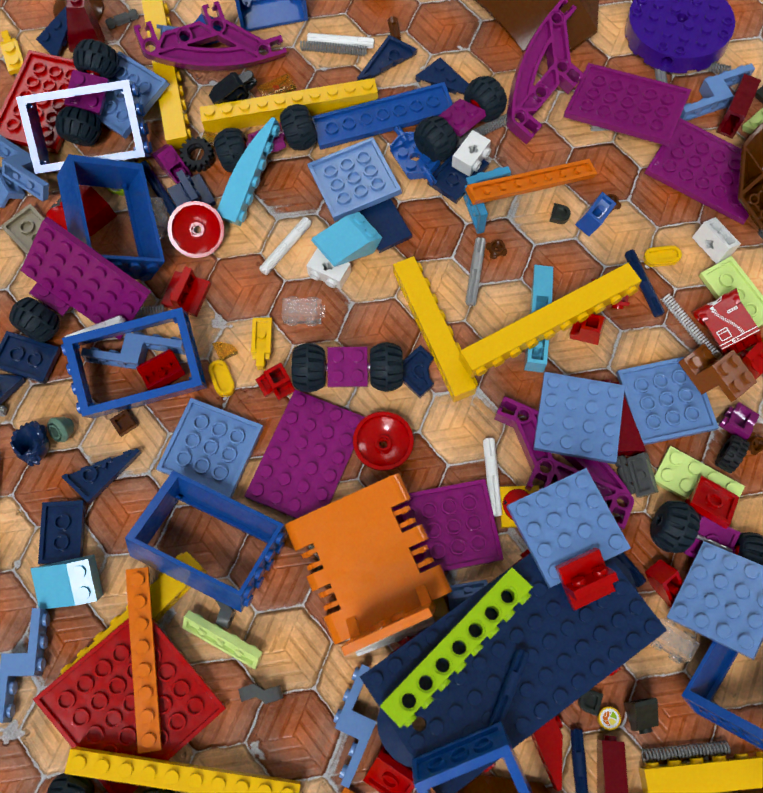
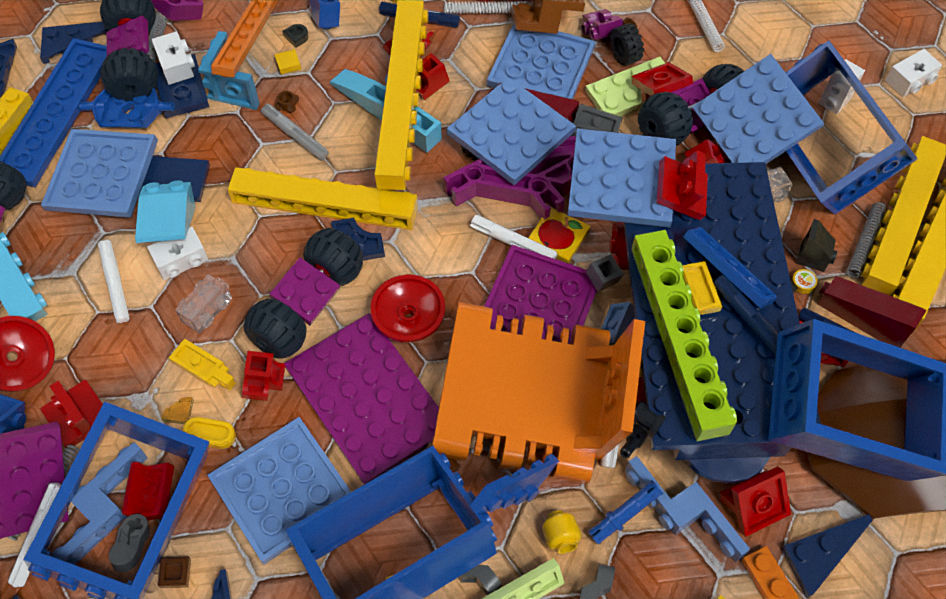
camera: 60 degrees left, 10 degrees down
(124, 384) = (129, 543): none -> dark grey piece
(286, 646) = (561, 532): none -> yellow head
(287, 598) = (515, 489): none -> blue wing
(325, 683) = (617, 518): none -> blue pin
(366, 660) = (645, 425): none -> black piece
(507, 640) = (702, 288): none -> yellow tile
(508, 559) = (604, 272): none -> dark grey plate
(531, 225) = (287, 61): none -> yellow tile
(539, 654) = (730, 267): none -> blue tile

